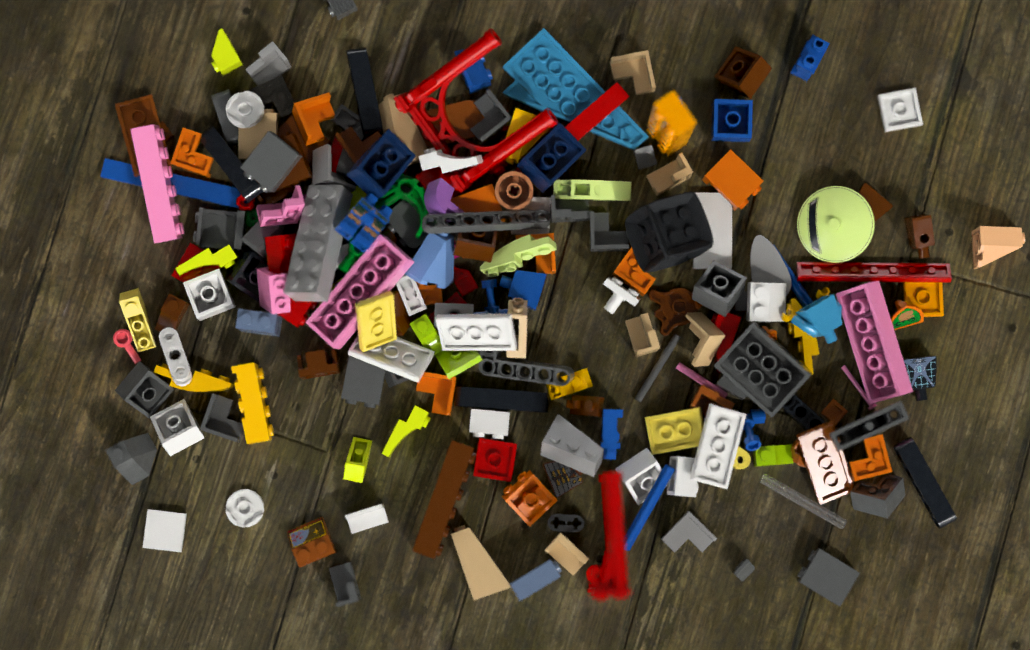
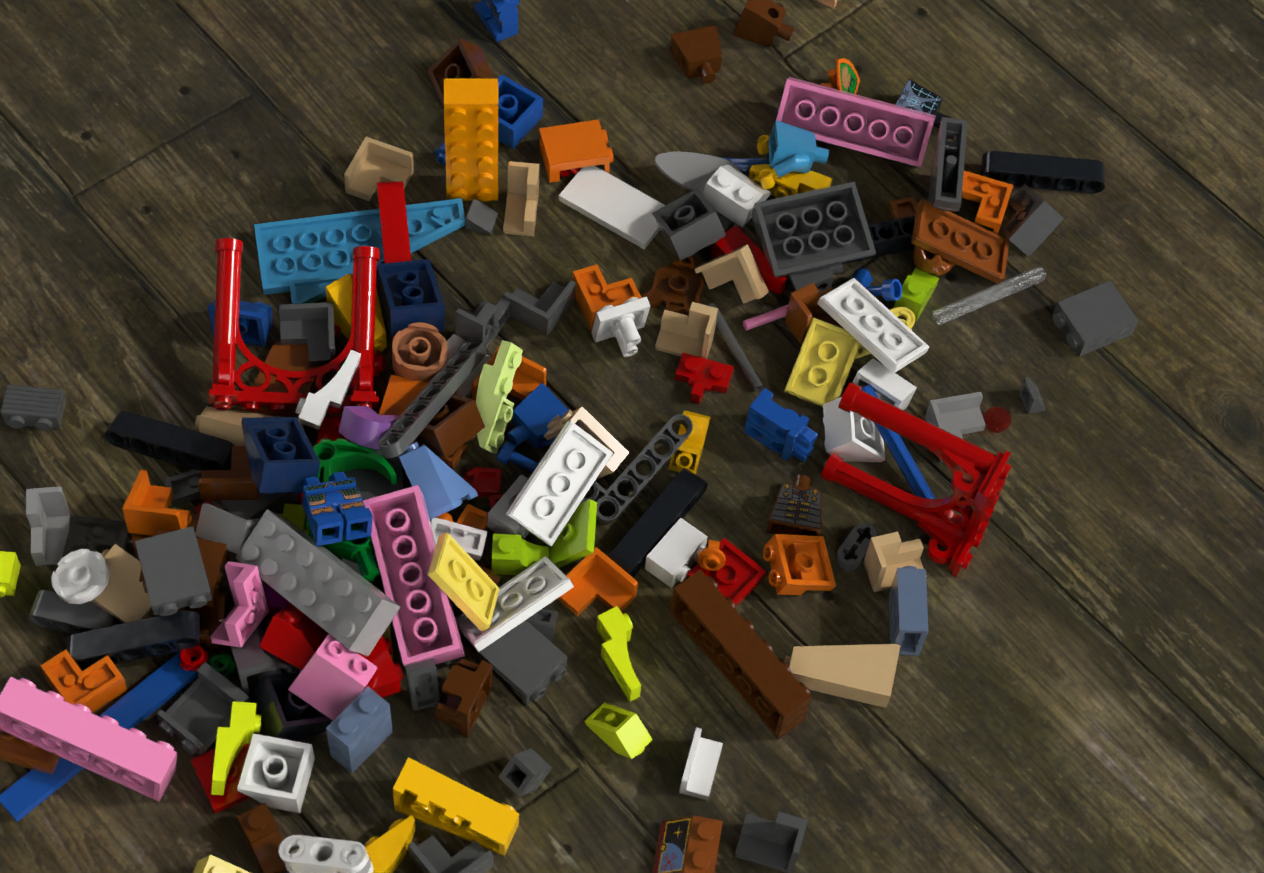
camera: 65 degrees left, 25 degrees down
(297, 426) = (525, 772): none -> dark grey brick
(309, 338) = (423, 684): none -> dark grey plate
(494, 446) = (711, 557): none -> orange plate
(571, 447) = (772, 472): light grey wedge -> none
(586, 405) = (730, 434): reddish brown plate -> none
(592, 190) = (480, 281): yellowish green slope -> none
(623, 362) = (703, 375): none -> red hinge
(669, 231) = (589, 224): black piece -> none
(712, 557) = (997, 419): none -> clear red plate
(836, 224) = (696, 86): yellowish green dish -> none
(858, 387) = (893, 174): bright pink piece -> none
(873, 272) = (772, 89): red tile -> none
(926, 296) = (825, 57): light orange tile -> none

